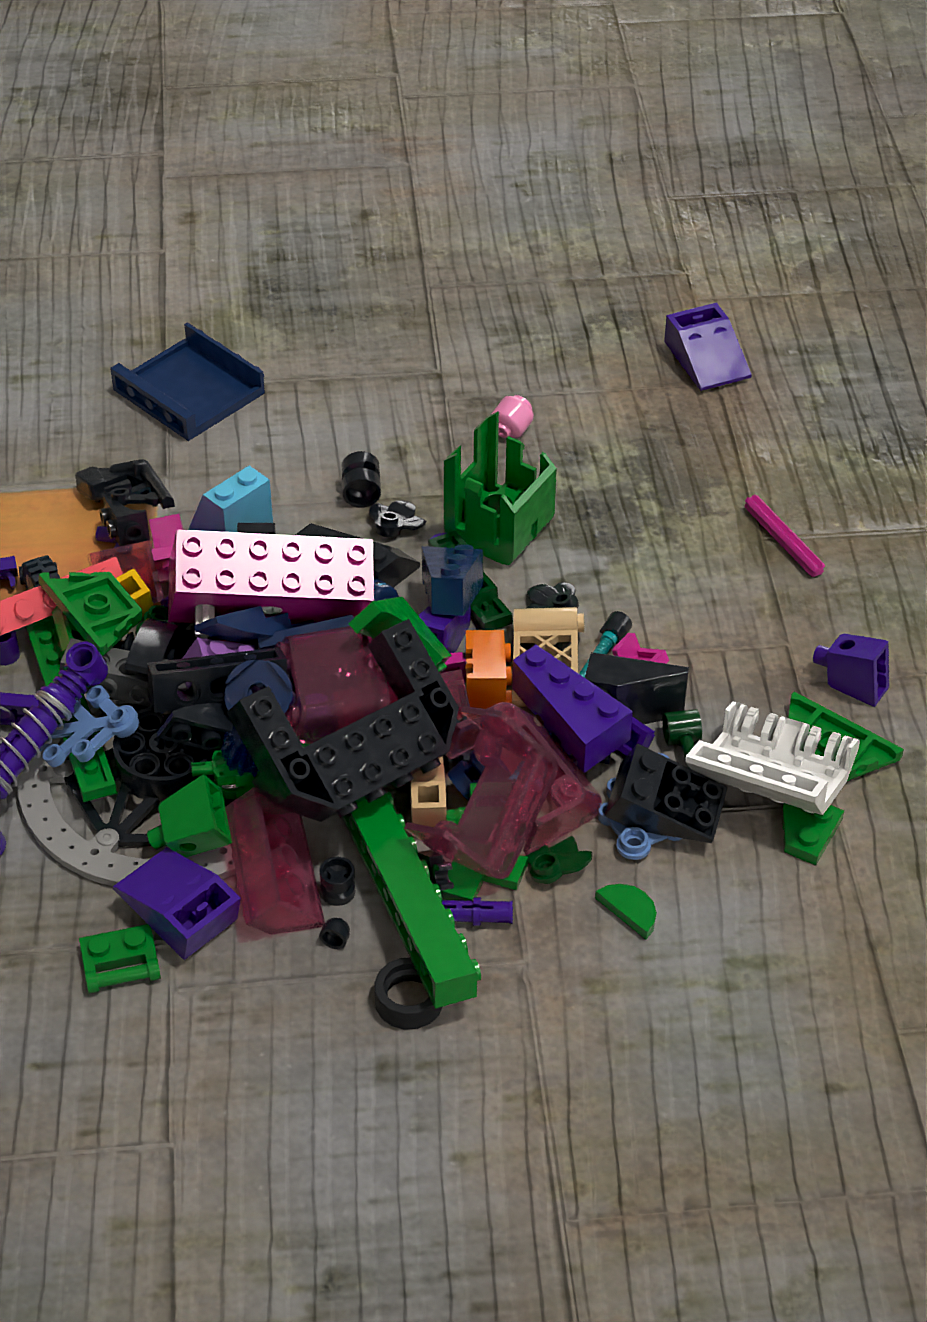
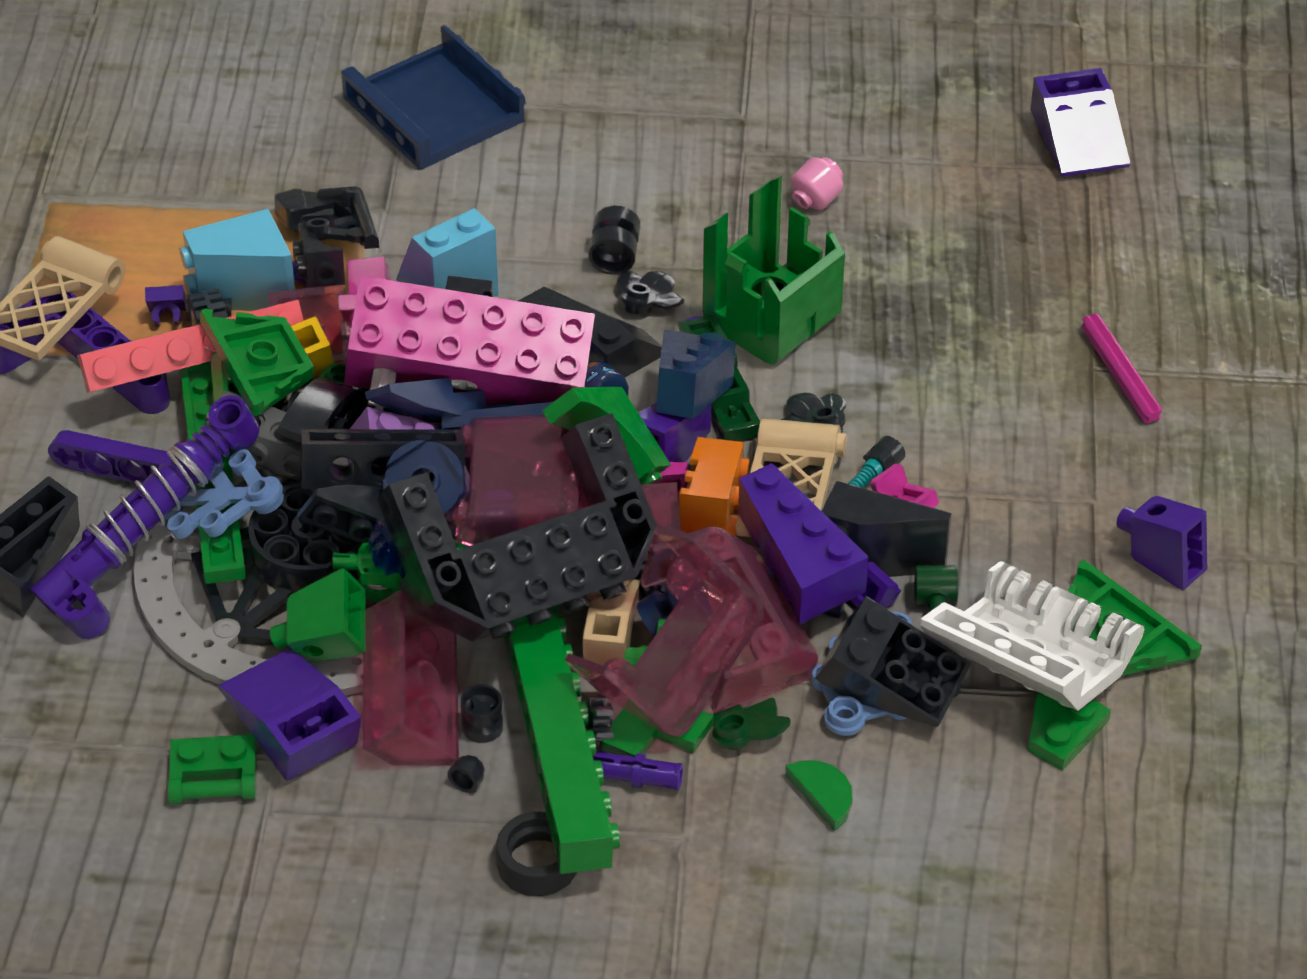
camera: 10 degrees right, 0 degrees up
(58, 526) = (240, 258): none -> medium azure slope

